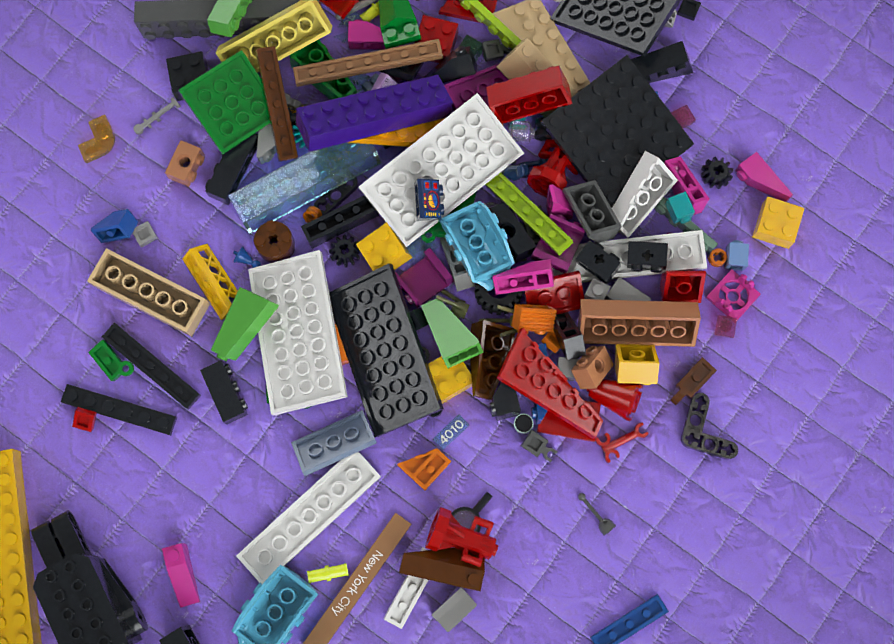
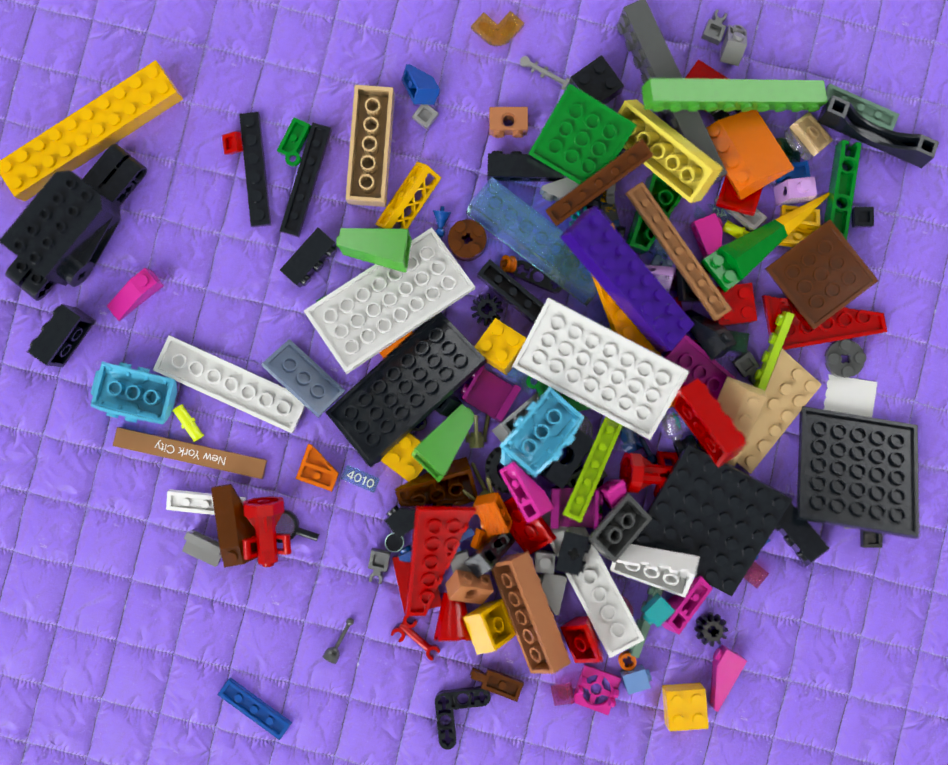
camera: 65 degrees right, 10 degrees up
(428, 199) = (562, 369): dark blue slope -> none
(657, 254) = (604, 606): black brick -> none

